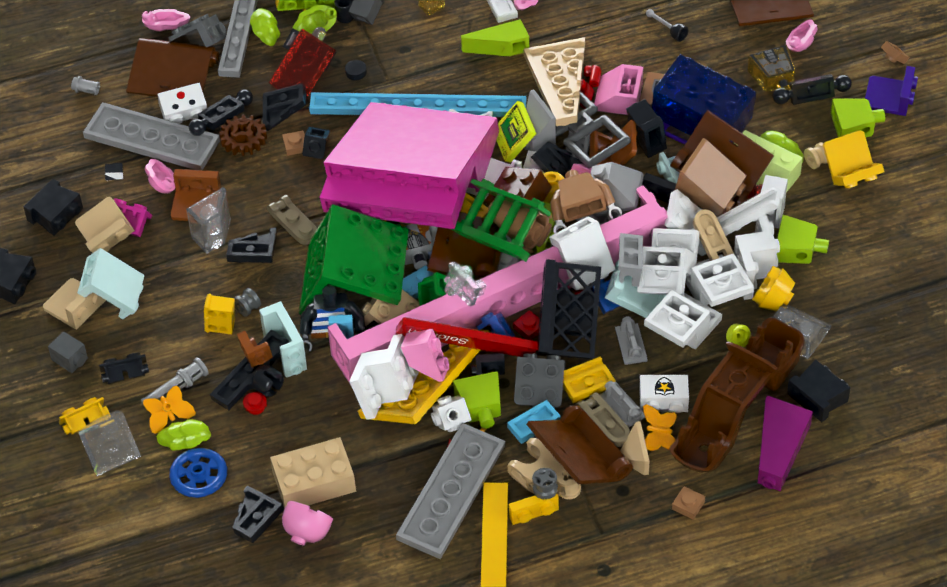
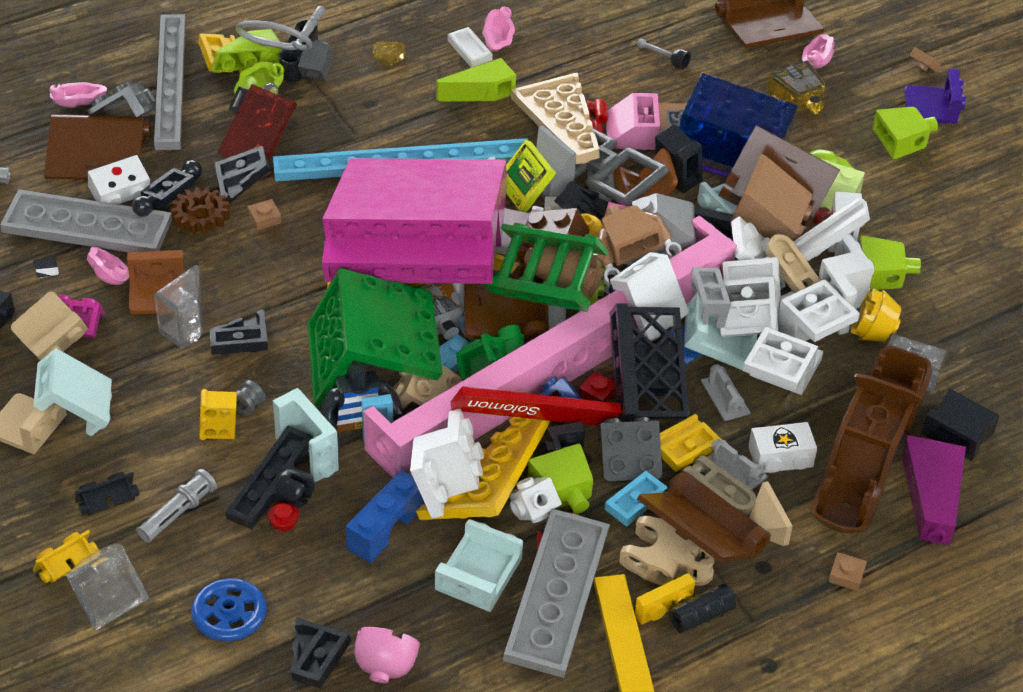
camera: 15 degrees left, 5 degrees down
(68, 352) = (30, 482): dark grey brick -> none
(165, 408) = (173, 533): light orange piece -> none
(184, 434) = (200, 565): lime arm -> none
(254, 353) = (272, 454): dark orange bracket -> none
(265, 26) = (200, 91): lime arm -> none
(292, 220) = (281, 299): dark tan plate -> none
(313, 473) = (380, 591): tan brick -> none
(315, 142) = (290, 211): black bracket -> none
(317, 422) = (370, 529): none -> blue arch
(355, 70) = (318, 130): black tile -> none
(396, 462) = (480, 565): none -> light aqua panel
(425, 354) = (492, 429): bright pink slope -> none
(460, 282) = (520, 343): clear hips -> none
(540, 479) = (677, 567): dark grey wheel -> none
(561, 518) = (702, 608): none -> black axle
(660, 428) = (791, 493): light orange piece -> none
(738, 334) = (845, 372): neon yellow tile -> none
(812, 89) = (847, 104): black plate -> none
(815, 156) = (876, 171): tan wheel -> none
(850, 160) = (915, 172): yellow bracket -> none

